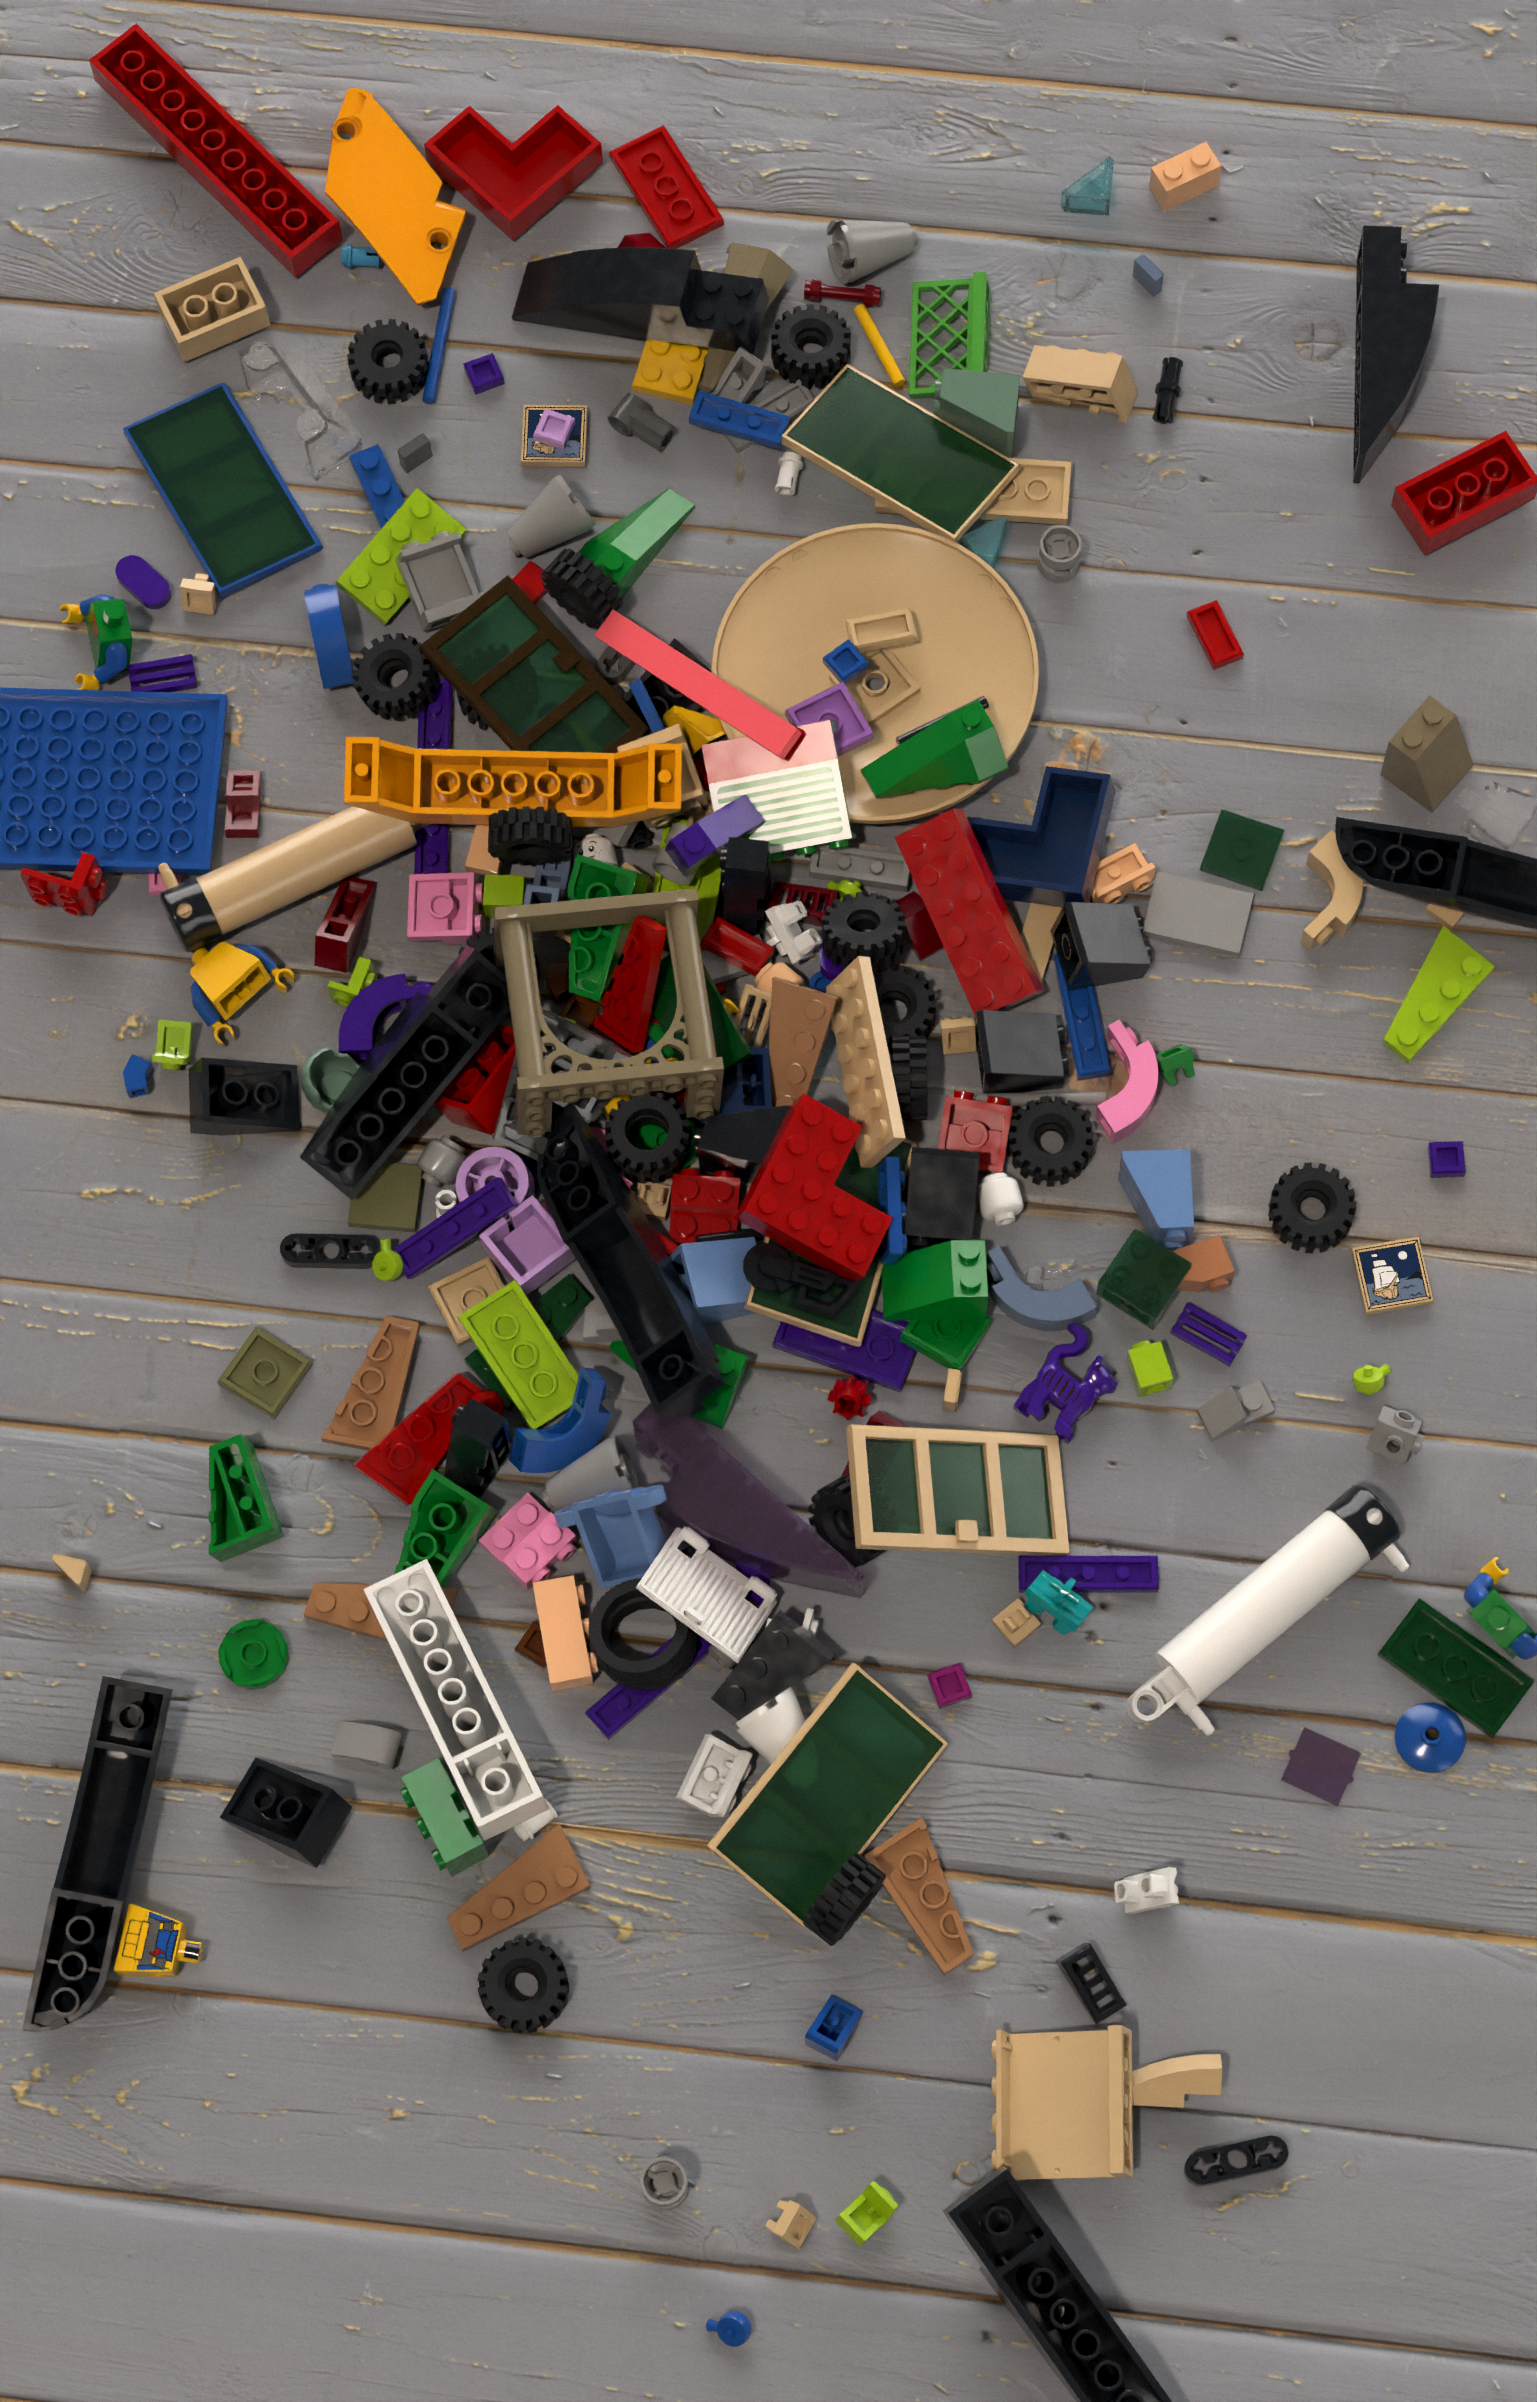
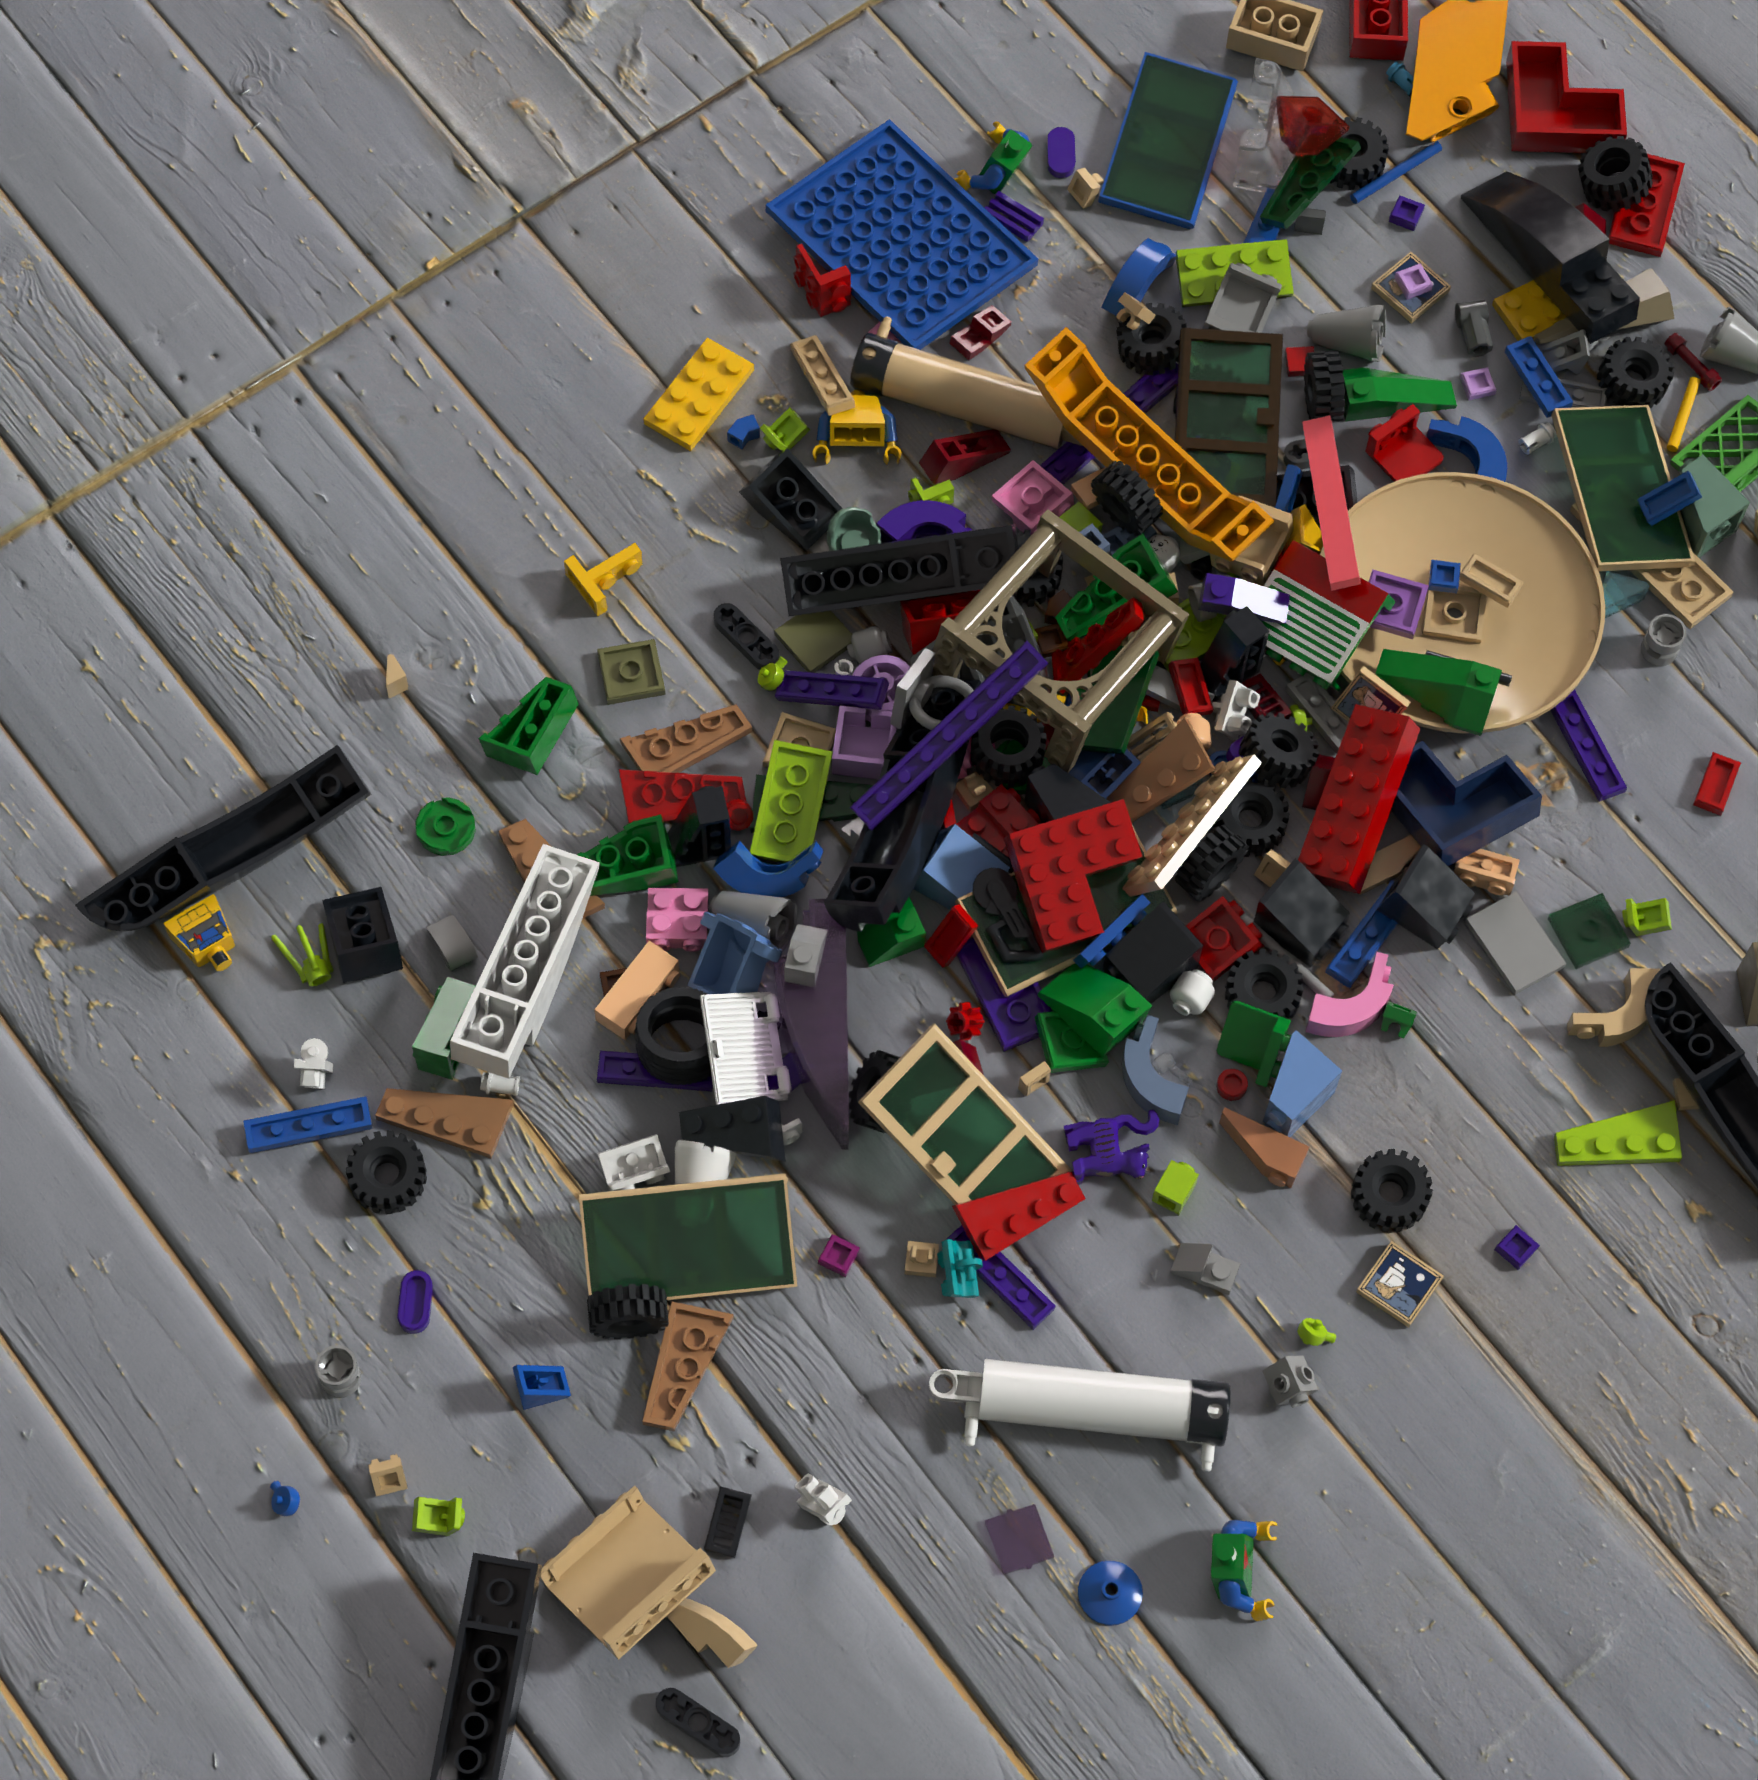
camera: 40 degrees right, 5 degrees down
(63, 1080) = (698, 394): none -> yellow plate
(156, 965) = (822, 375): none -> tan tile
(156, 1316) = (602, 576): none -> yellow bracket
(278, 1880) = (315, 970): none -> lime plant
(338, 370) = (1308, 124): none -> clear red slope
(362, 664) = (1135, 310): none -> tan tile
(369, 1958) = (313, 1064): none -> white hips
(379, 416) = (1305, 181): none -> dark green wing
(415, 2012) = (307, 1124): none -> blue plate
(538, 1160) = (916, 688): none -> light grey tile
(607, 170) = (1613, 157): none -> black tyre
(614, 1175) = (949, 735): none -> dark purple tile
(659, 2065) = (415, 1302): none -> dark purple tile
(683, 1469) = (805, 955): none -> light grey slope
(692, 470) = (1478, 383): none -> lavender tile
(693, 582) = (1401, 447): none -> red bracket
(747, 524) = (1474, 442): none -> blue arch
(767, 1339) = (951, 935): none -> red tile
(890, 818) = (1369, 691): none -> tile
(953, 429) = (1669, 498): none -> blue tile
(1051, 1522) = (1008, 1216): none -> red wing
(1091, 1189) = (1255, 1039): none -> green bracket
(1093, 700) = (1588, 748): none -> dark purple tile
(1103, 1242) = (1232, 1084): none -> red tile
(1142, 1278) = (1230, 1125): clear green bracket -> none
(1213, 1322) = (1232, 1180): dark purple tile -> none
(1276, 795) = (1647, 916): none -> lime bracket
(1455, 1668) = (1174, 1566): dark green tile -> none

